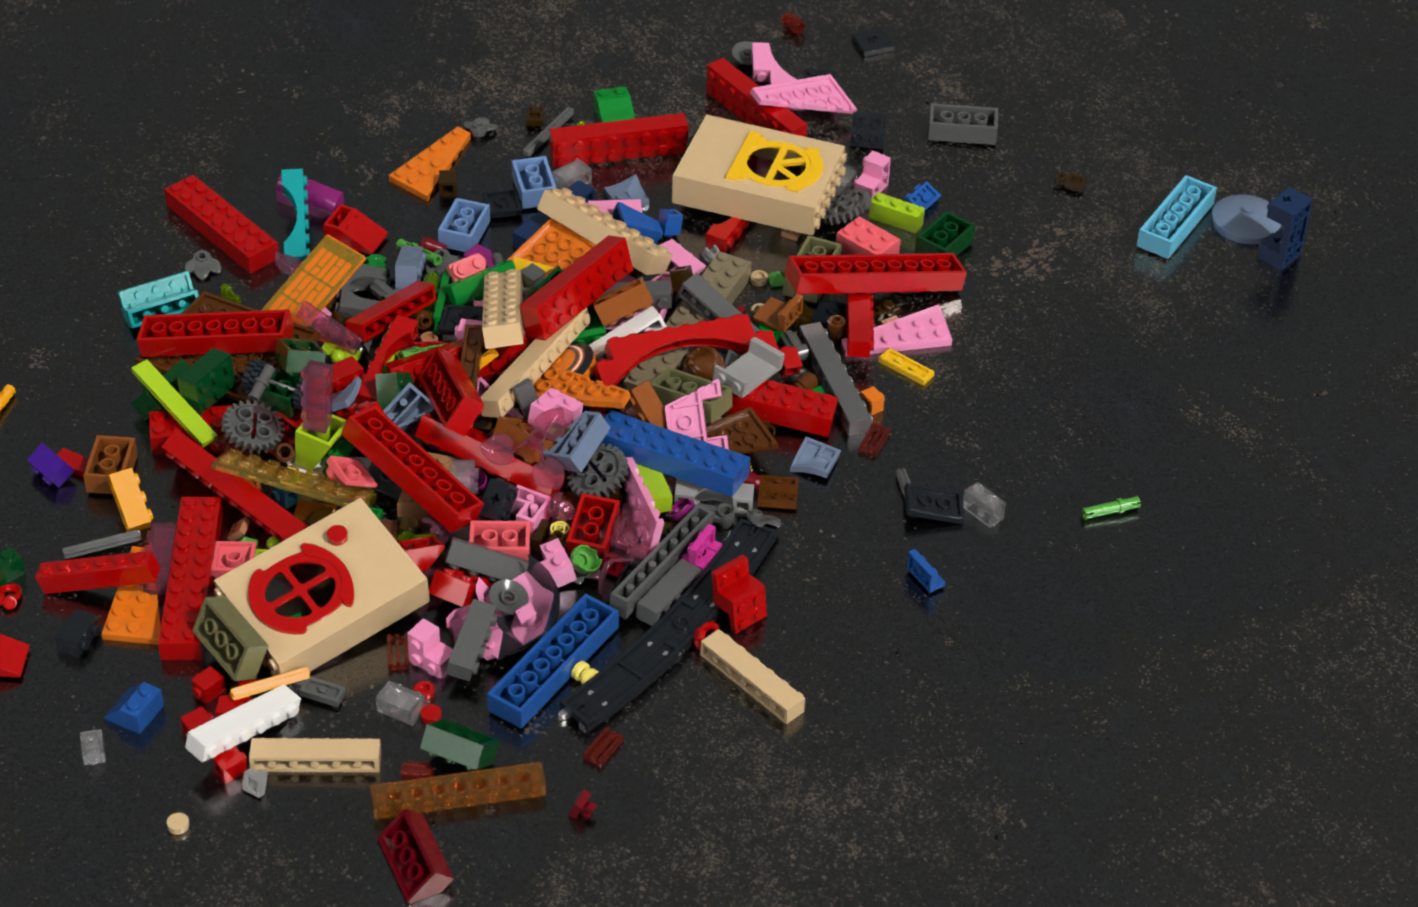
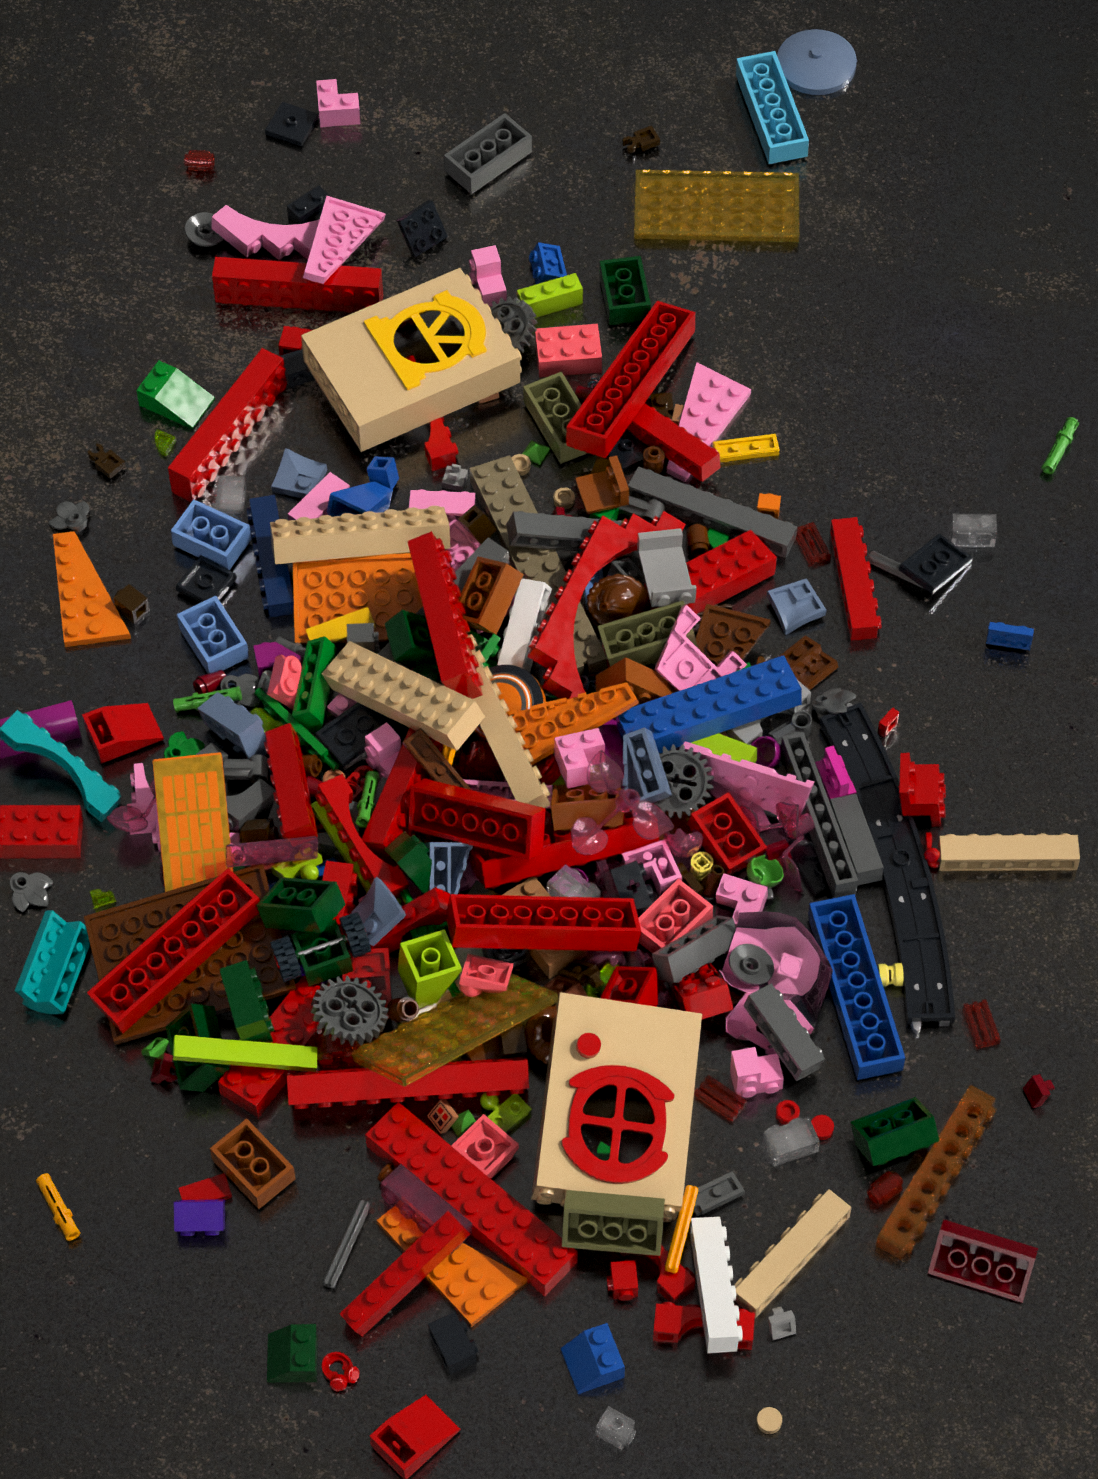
camera: 45 degrees left, 15 degrees up
(130, 500) = (327, 1181): light orange brick -> none
(136, 390) = (162, 1068): none -> dark red tile
(261, 382) = (308, 962): dark grey pin -> none
(317, 396) = (427, 934): clear pink brick -> none
(525, 395) = (547, 766): dark grey tile -> none
(545, 133) = (139, 468): dark grey axle -> none
(780, 555) = (888, 722): none -> red tile
(870, 472) = (854, 578): none -> red brick
(909, 47) = (336, 108): none -> bright pink brick
(1070, 242) = (717, 205): none -> clear yellow plate
(1286, 244) = (885, 62): dark blue plate -> none

